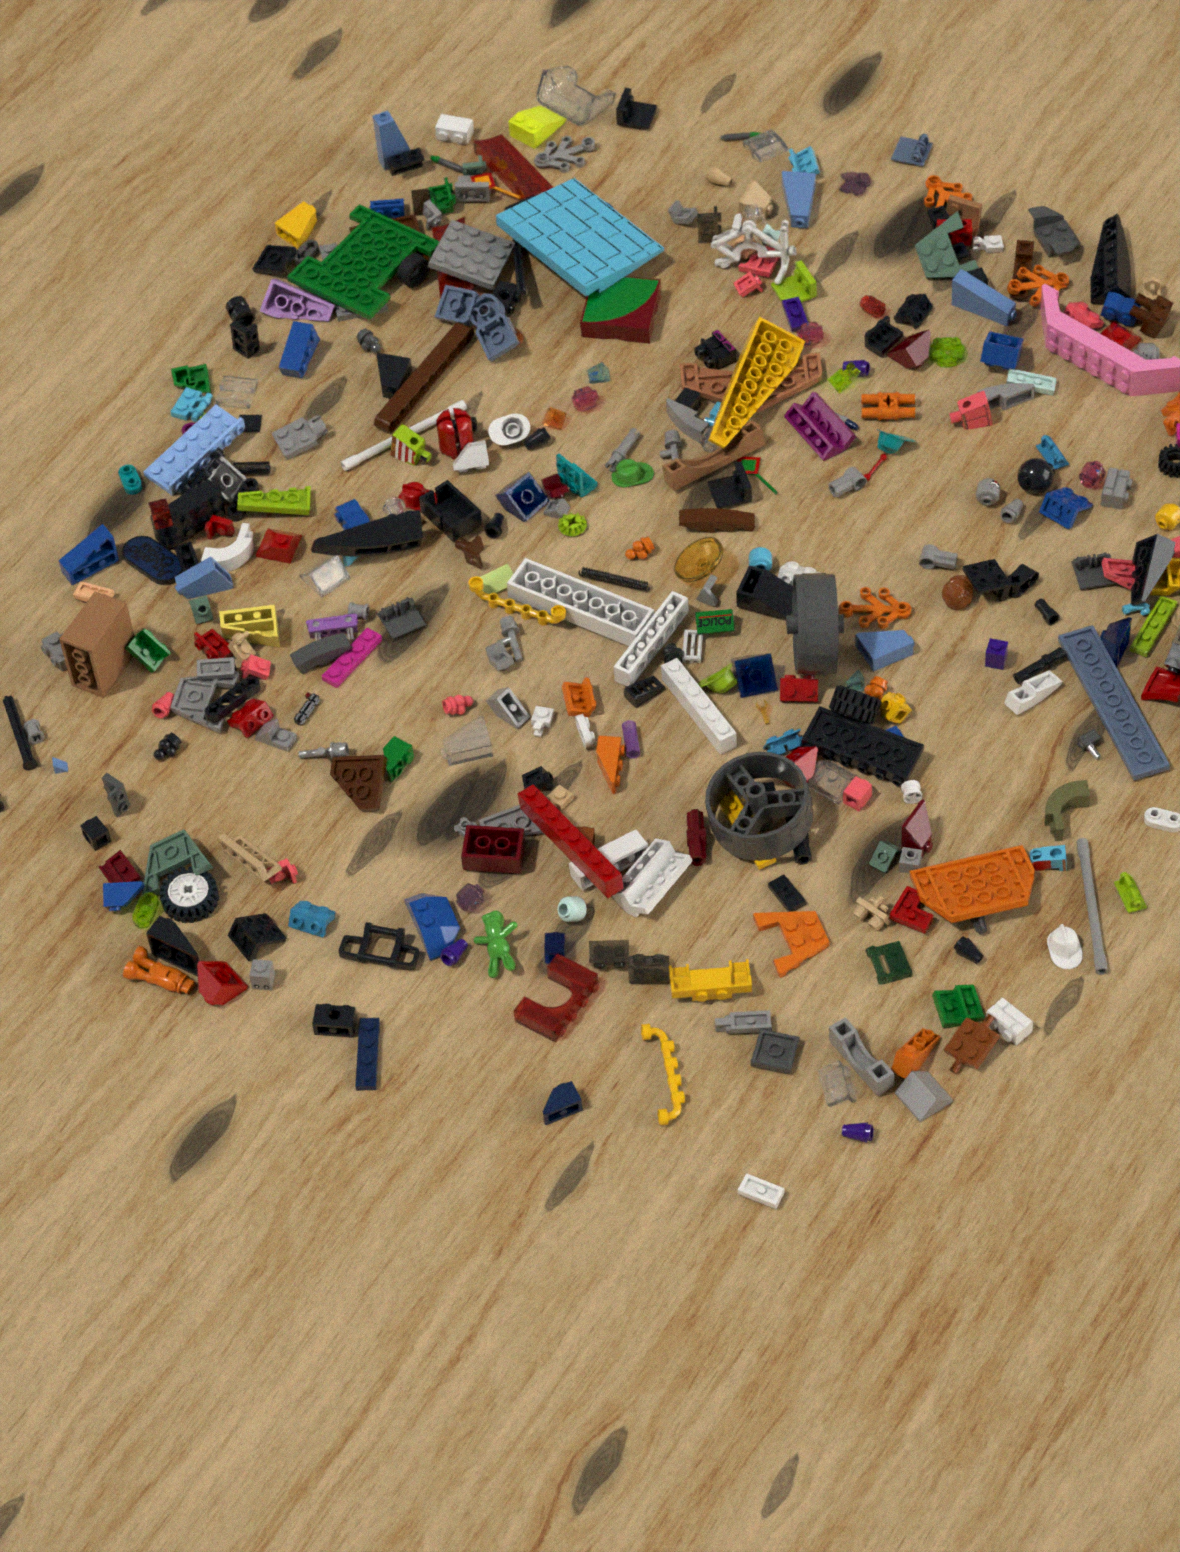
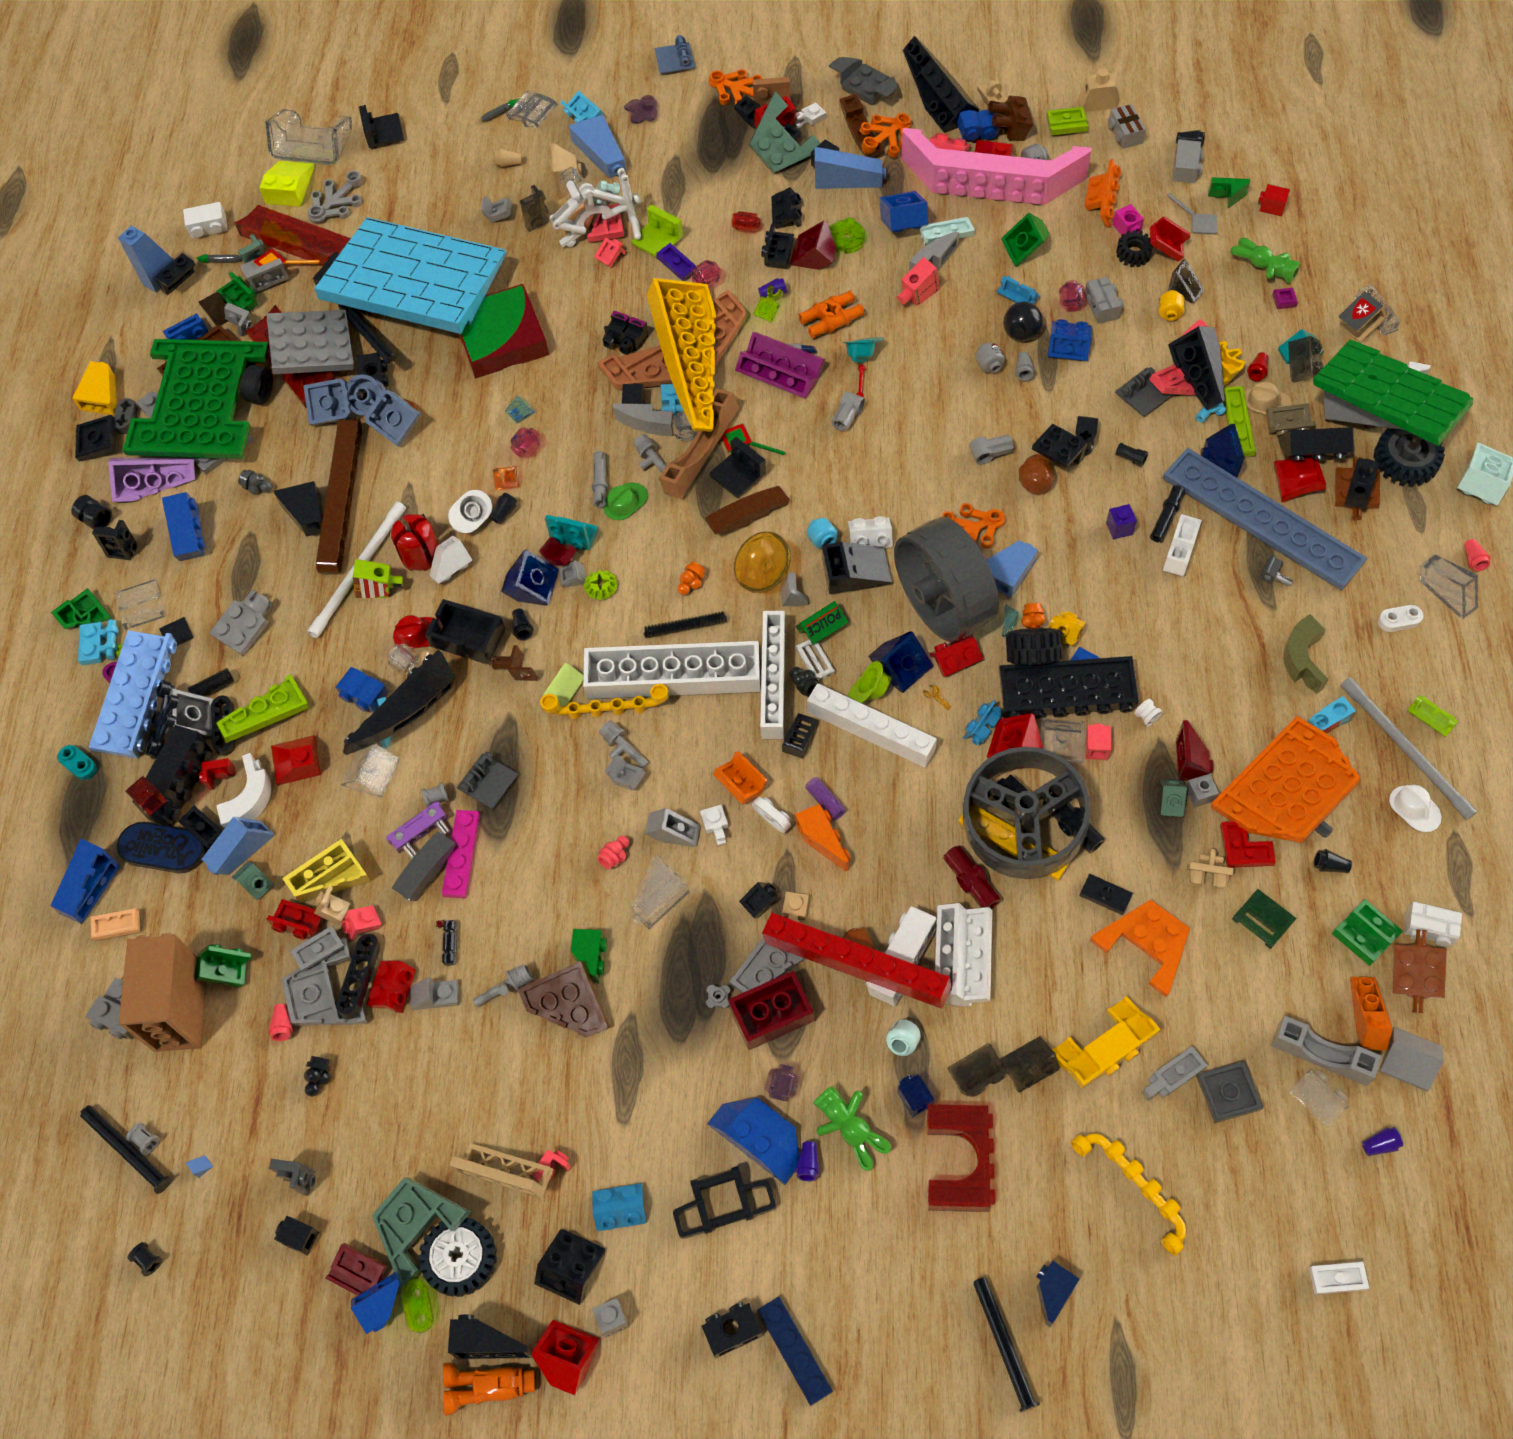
camera: 30 degrees left, 10 degrees up
(496, 1154) = (1005, 1345): none -> black axle
(1090, 414) = (1025, 238): none -> green slope

